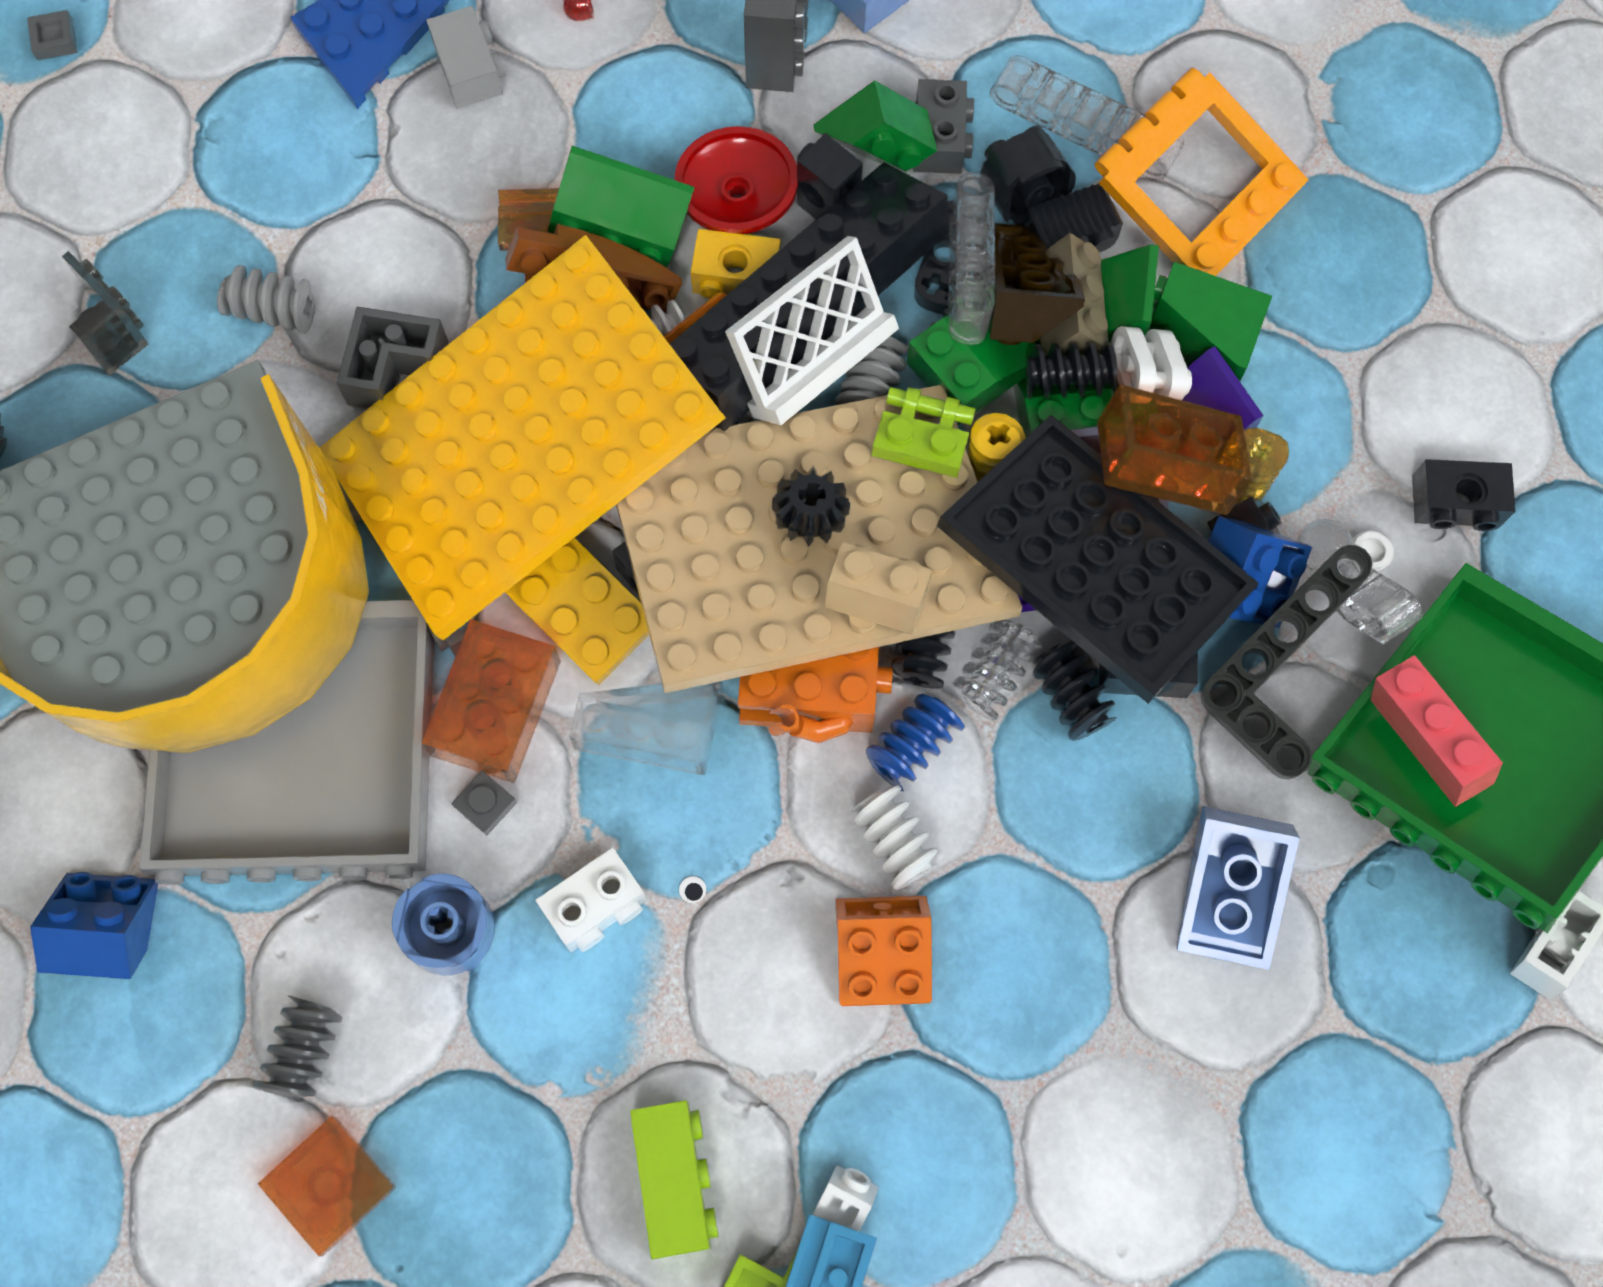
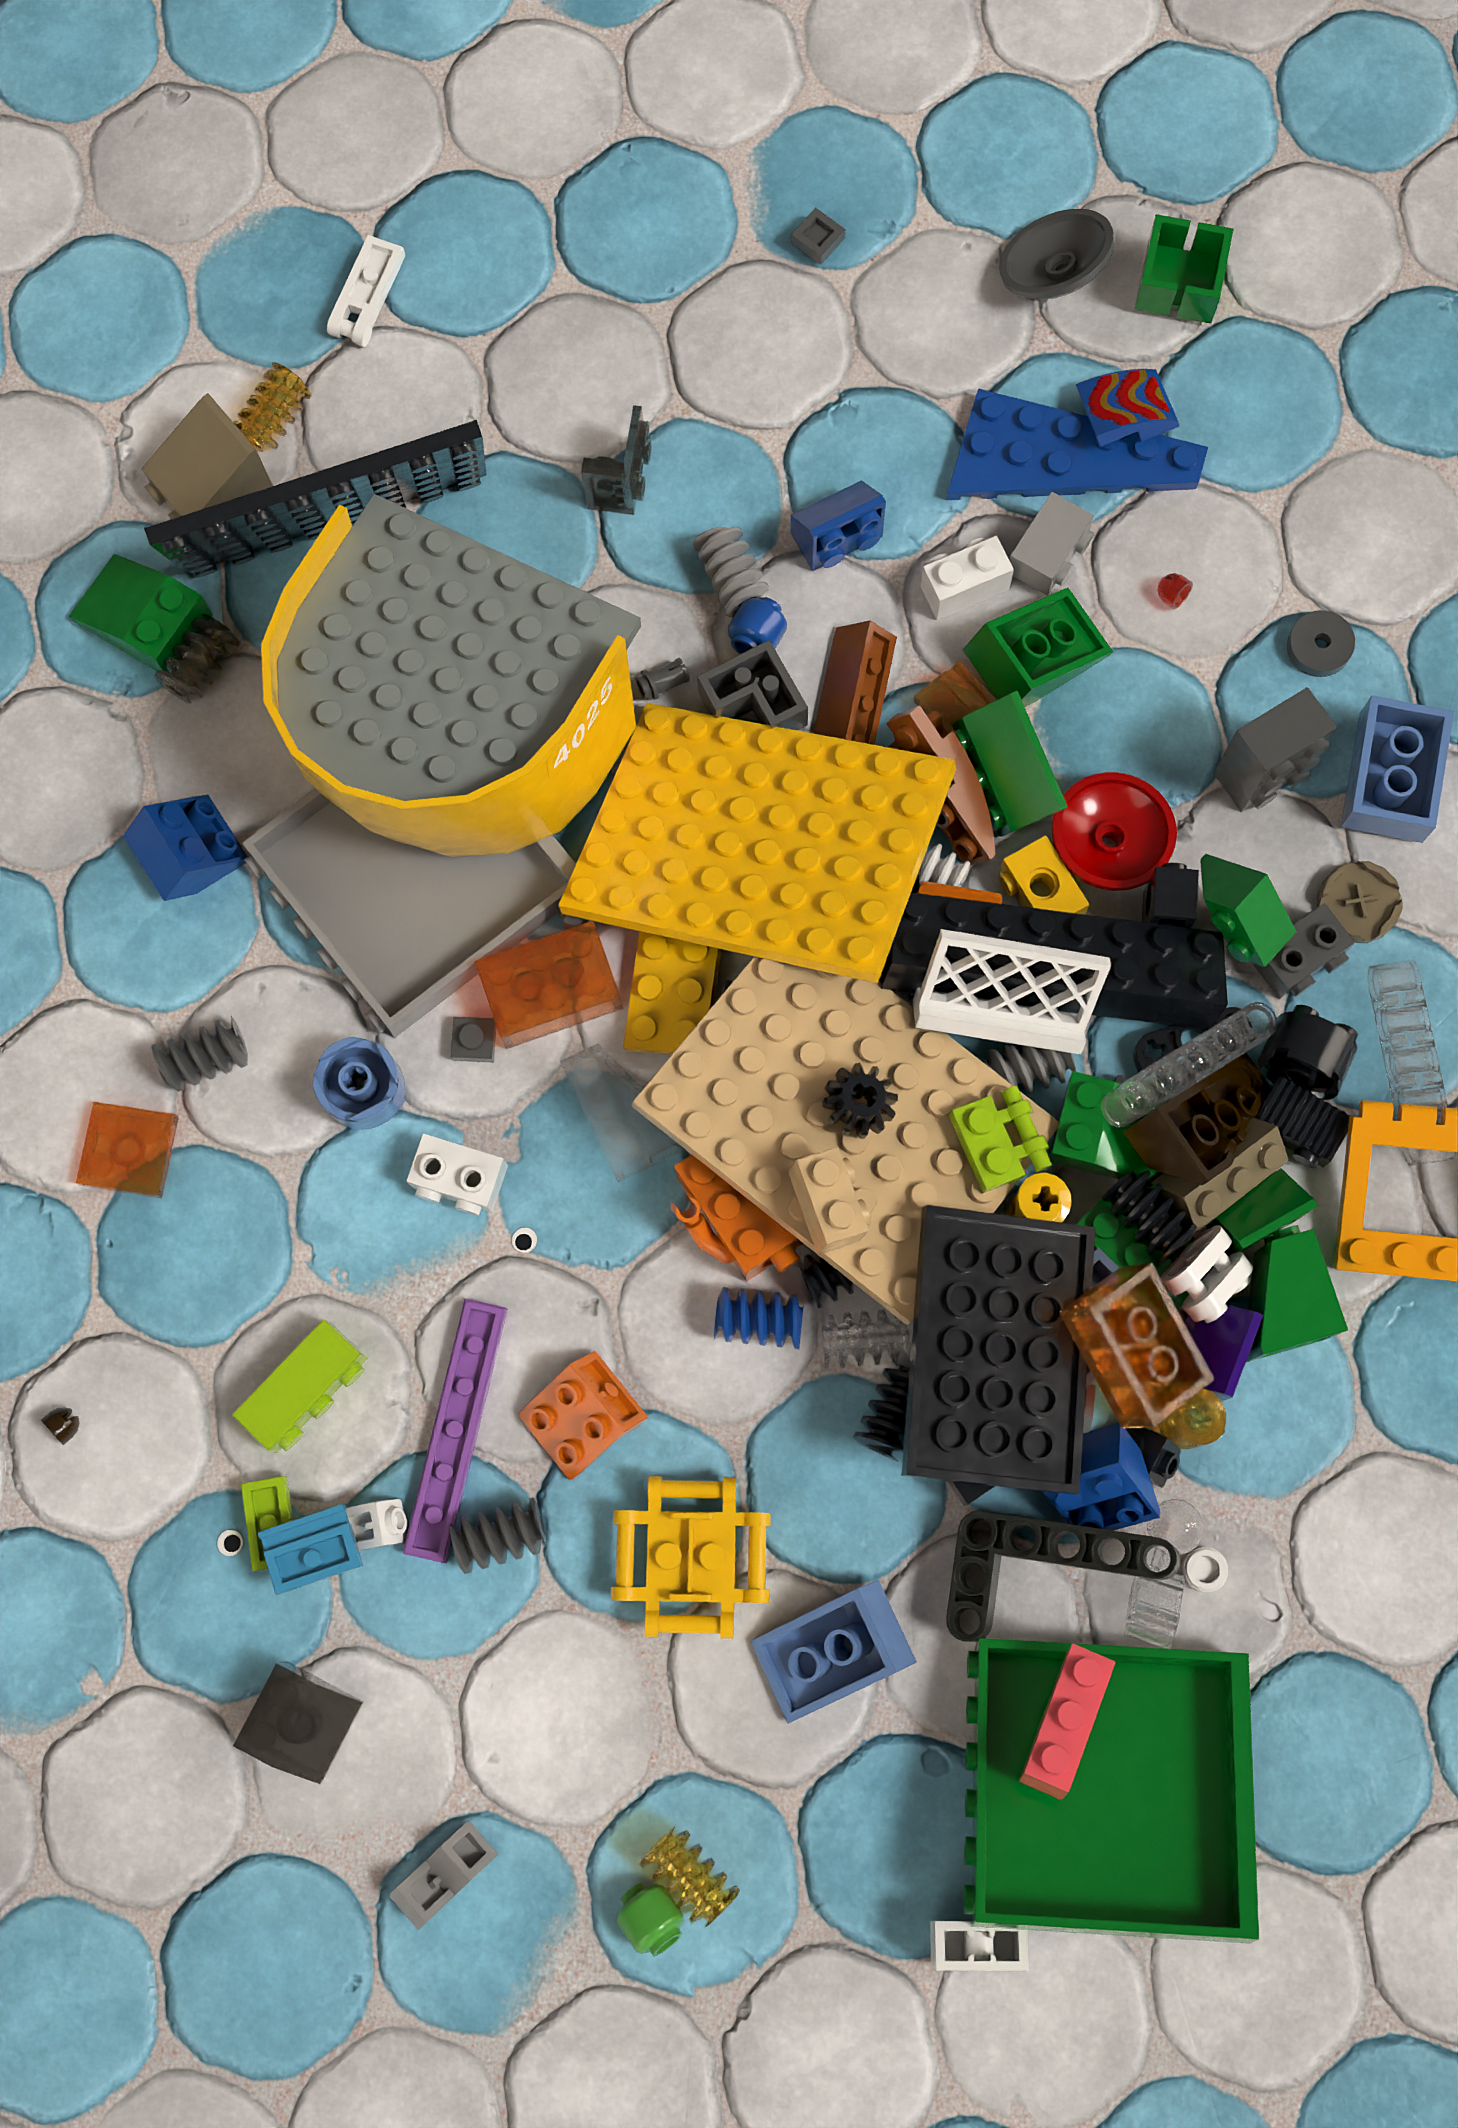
camera: 60 degrees right, 5 degrees up
(306, 191) = (839, 525): none -> blue slope
(313, 414) = (662, 679): none -> dark grey pin
(331, 314) = (756, 623): none -> blue head
(435, 135) = (966, 576): none -> white brick
(443, 277) = (855, 682): none -> dark orange panel
(536, 130) = (1037, 647): none -> green slope
(814, 1072) = (455, 1431): none -> medium lavender tile
(895, 837) = (672, 1360): white piece -> none
(931, 55) = (1362, 899): none -> dark tan tile
(936, 1095) = (498, 1536): none -> dark grey piece
(1074, 945) = (691, 1557): none -> yellow brick
(1347, 1142) = (690, 1876): none -> clear yellow piece
(1358, 1207) = (650, 1919): none -> bright green head
(1484, 483) = (1340, 1624): black brick -> none

